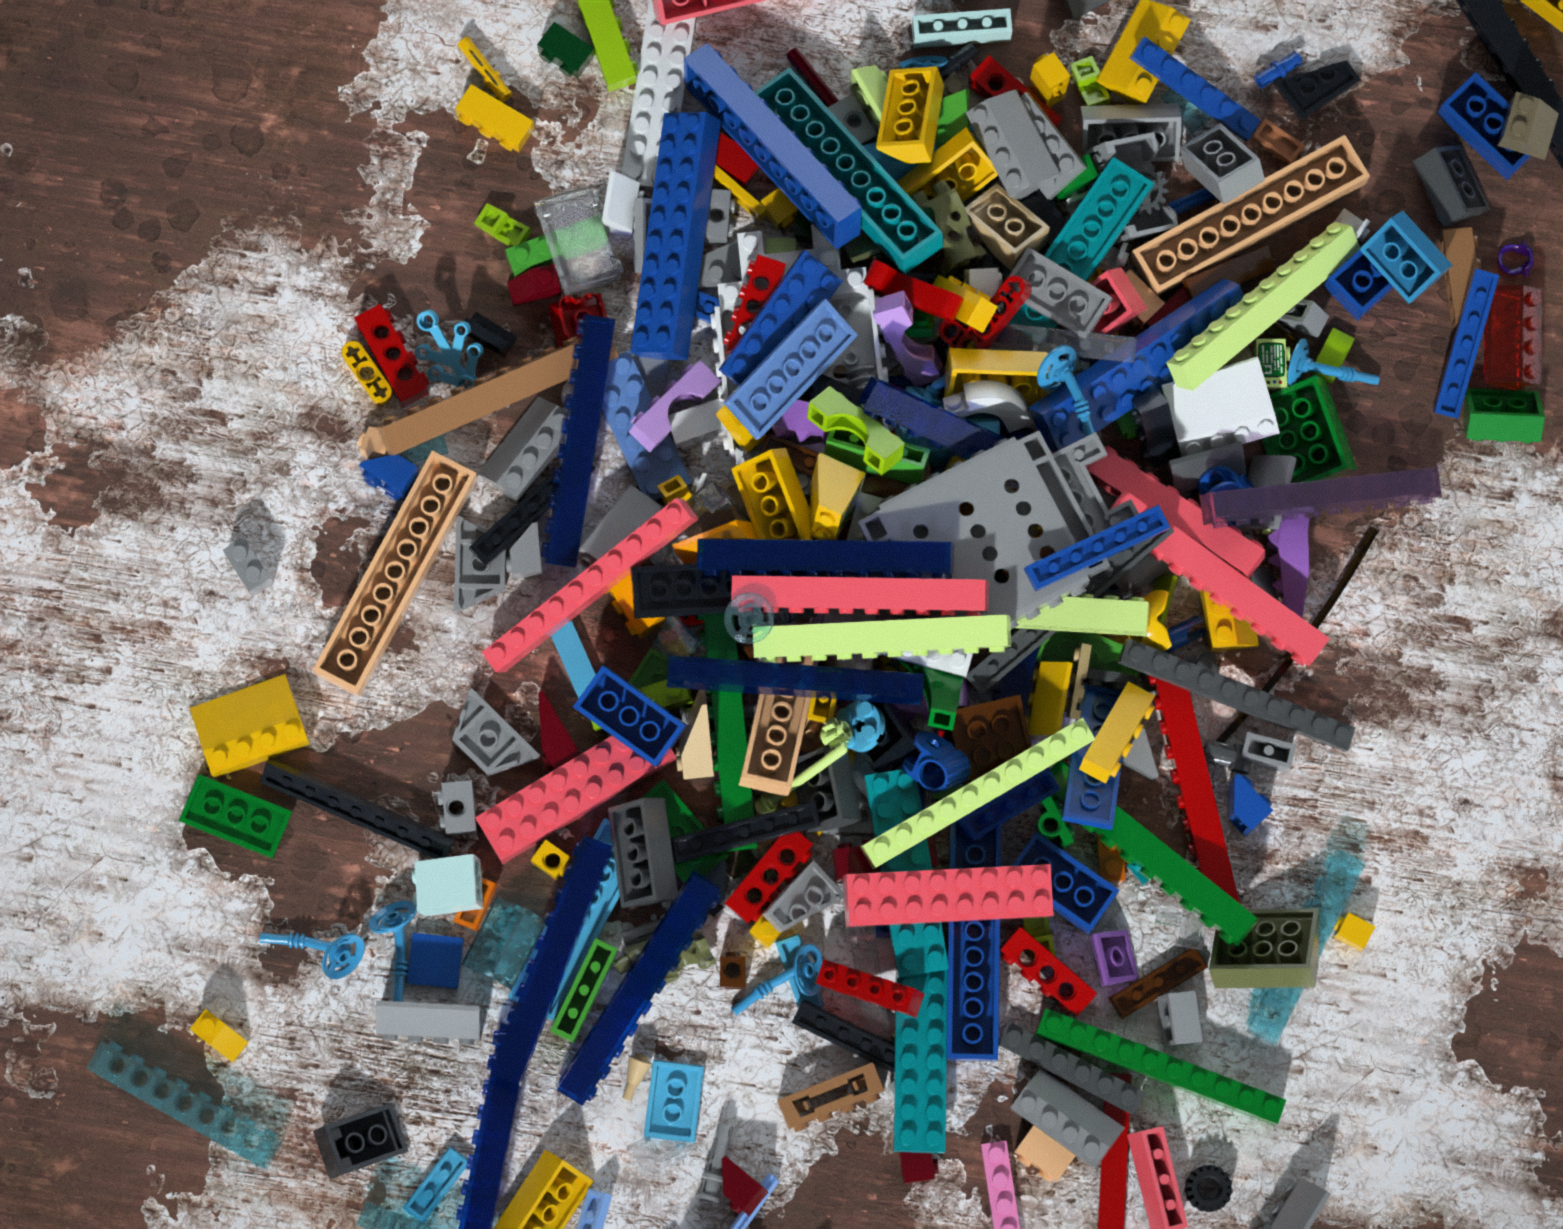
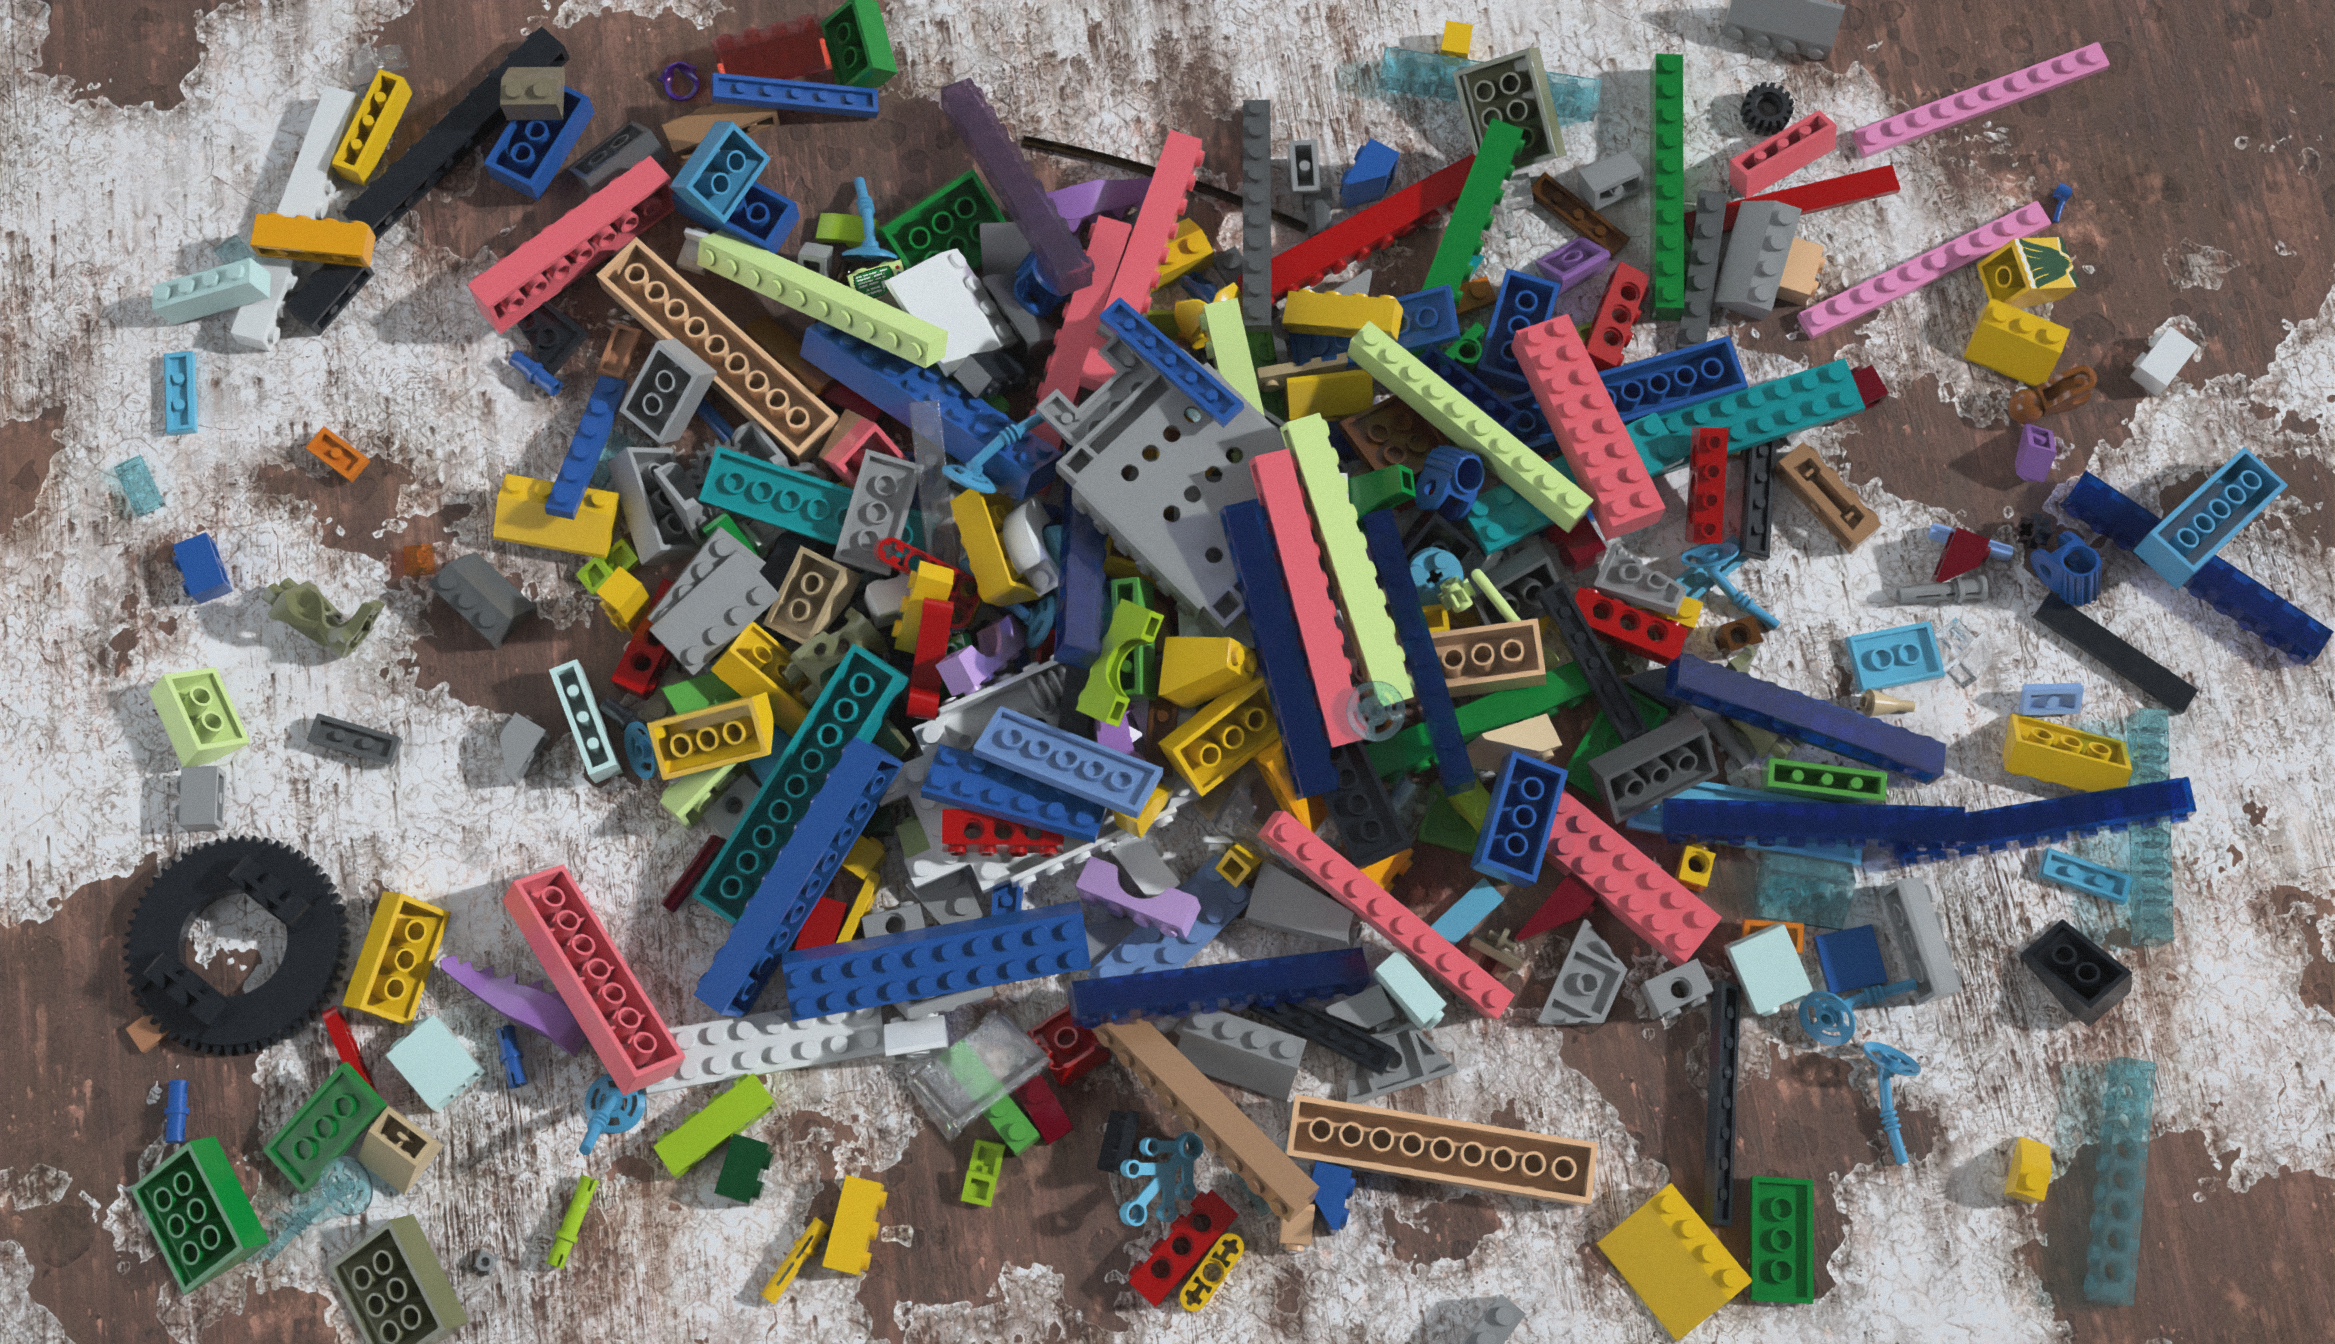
camera: 105 degrees left, 5 degrees down
(526, 591) = (1409, 991): none -> light aqua brick
(539, 675) = (1505, 960): none -> dark tan hips
(1378, 123) = (573, 245): none -> coral brick

